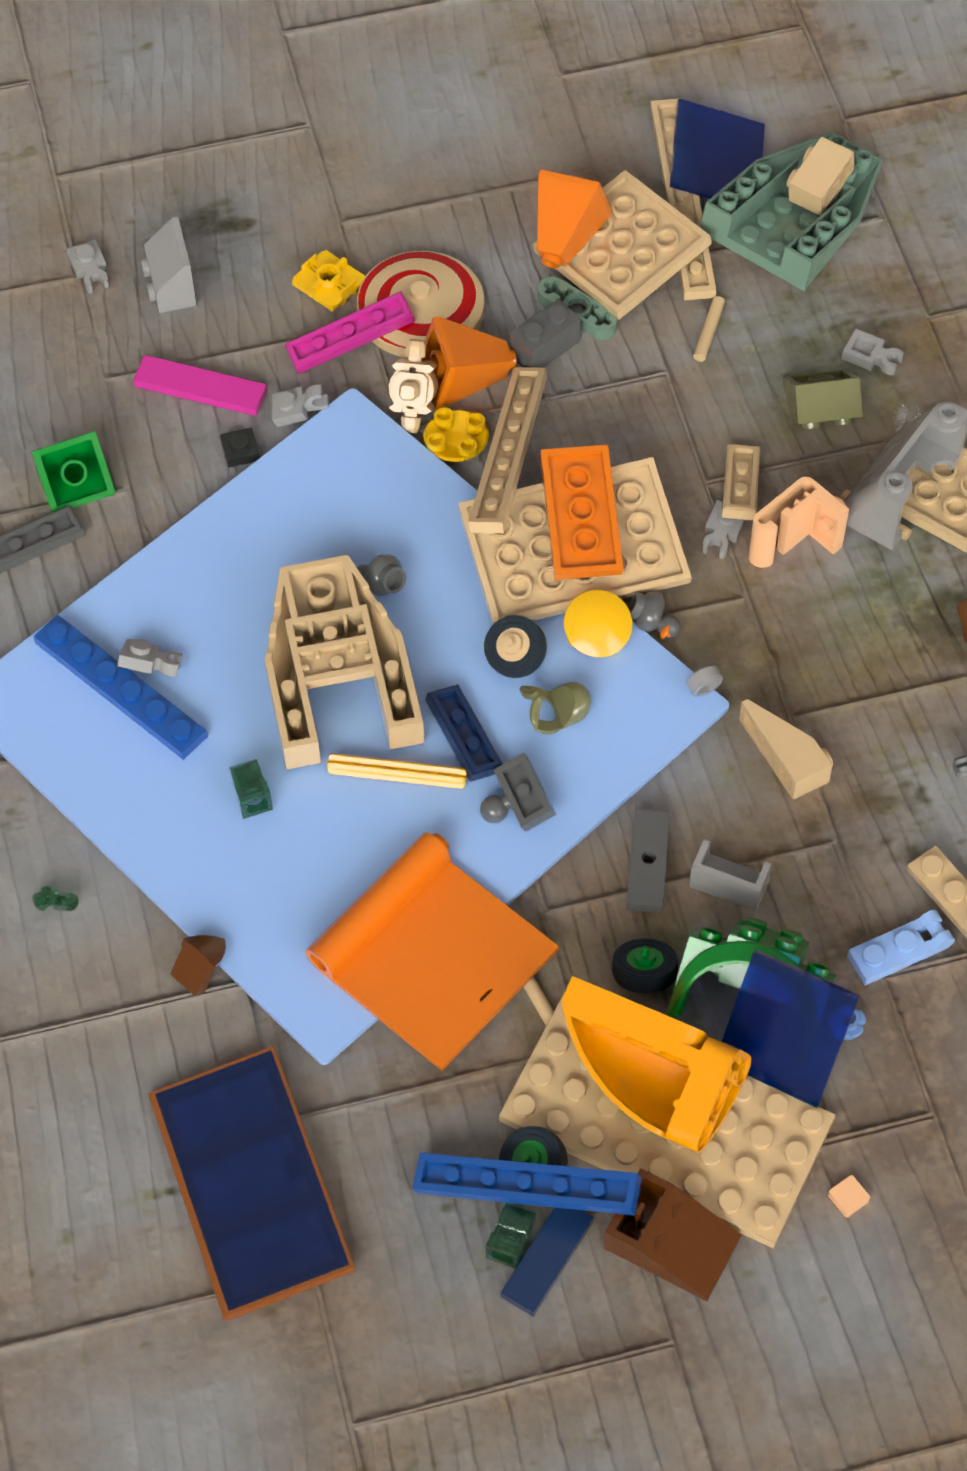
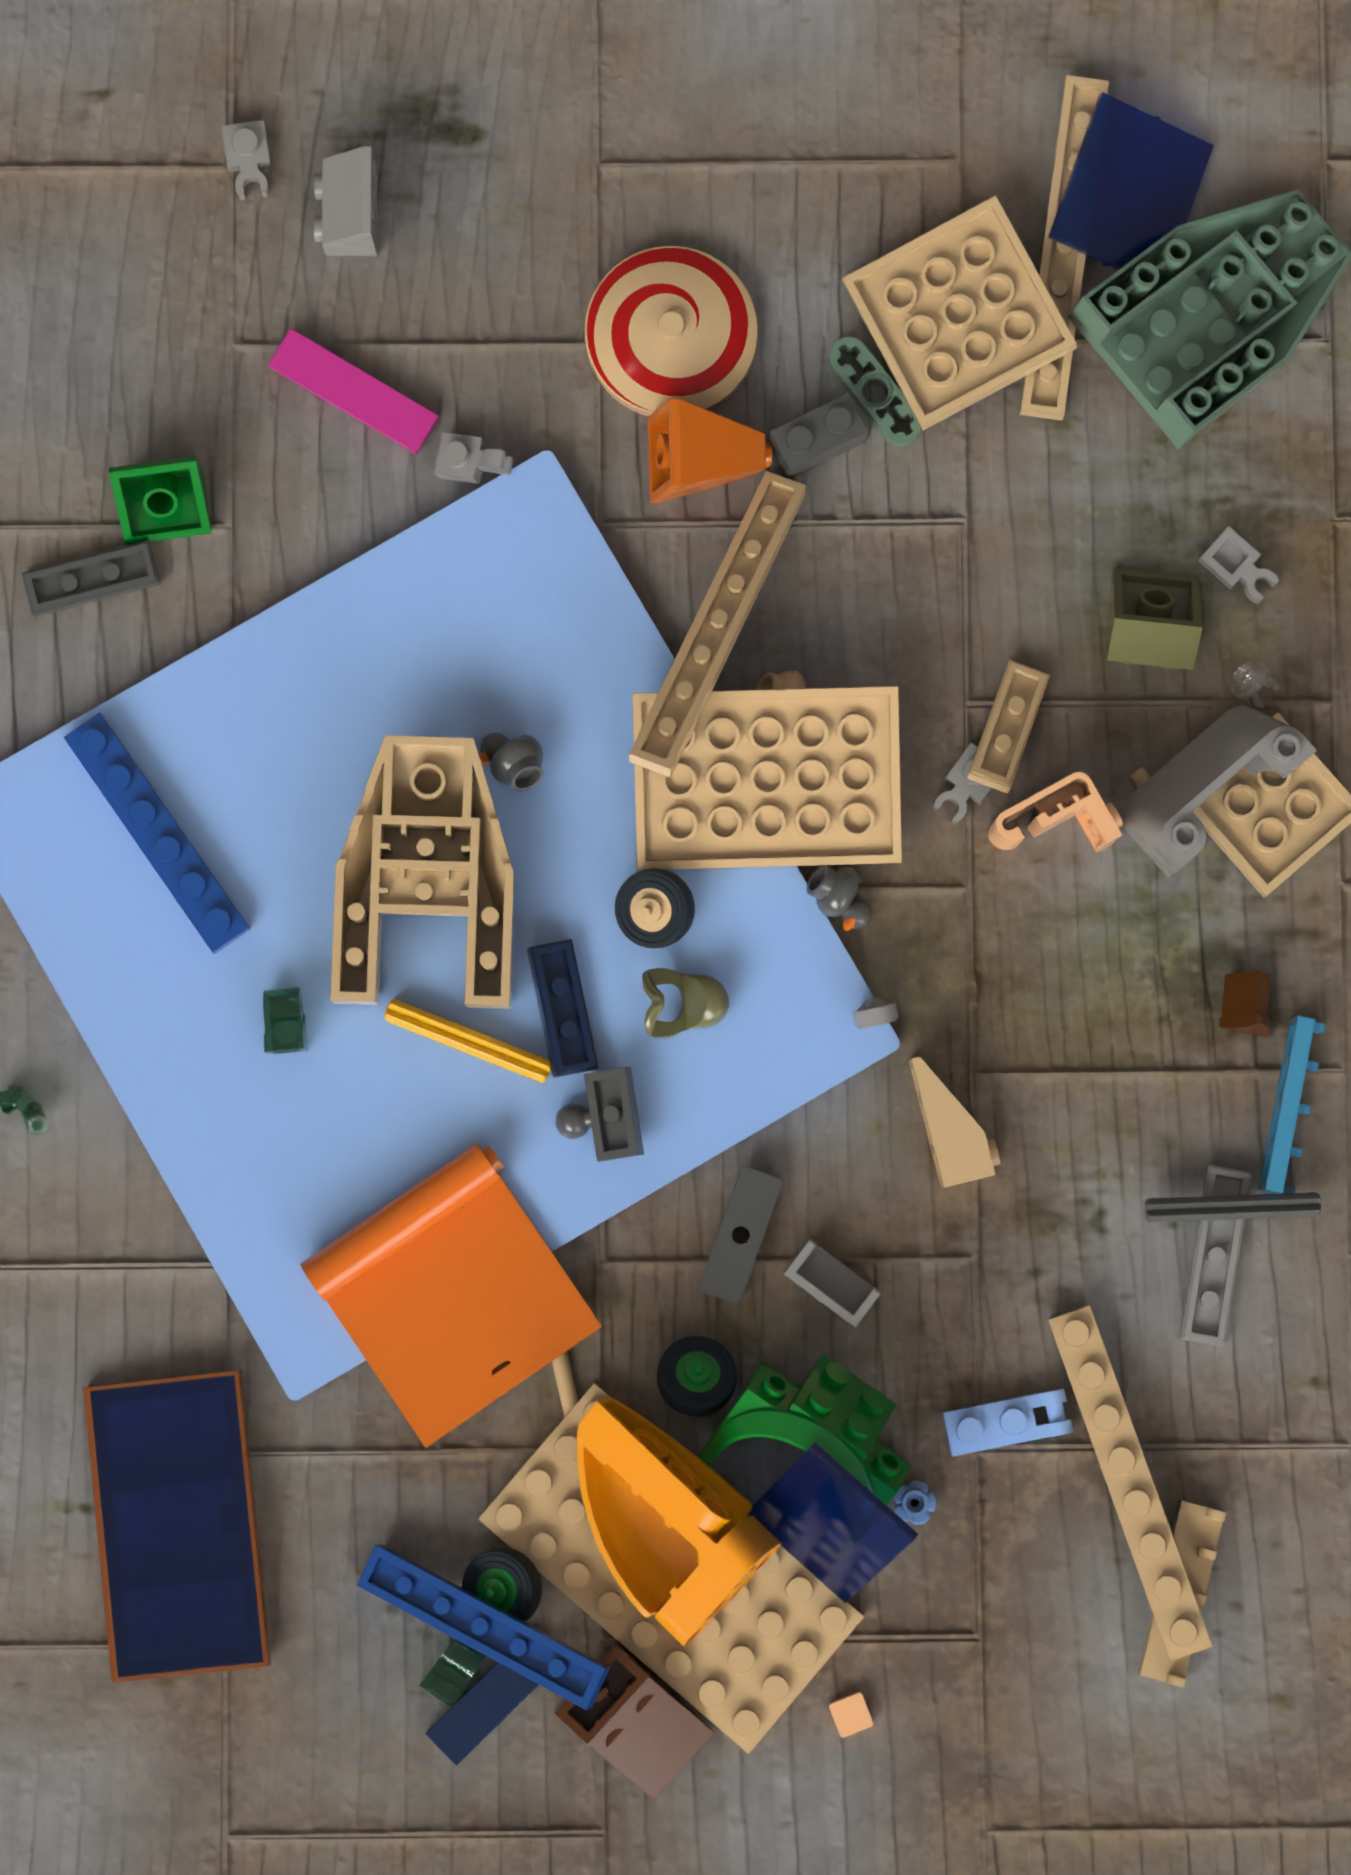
camera: 10 degrees right, 25 degrees up
(145, 657) = (193, 804): light grey plate -> none
(198, 961) = (176, 1237): reddish brown tile -> none
(239, 447) = (384, 502): pearl dark grey plate -> none
(333, 293) = (575, 249): yellow piece -> none
(349, 332) = (564, 363): dark pink tile -> none
(413, 386) = (623, 483): piece -> none
(456, 435) = (664, 557): yellow dish -> none
(568, 215) = (889, 269): orange slope -> none
(581, 512) = (783, 750): orange plate -> none
(598, 623) = (766, 900): yellow dish -> none
(709, 329) = (1039, 468): tan piece -> none
(820, 175) = (1252, 282): tan brick -> none

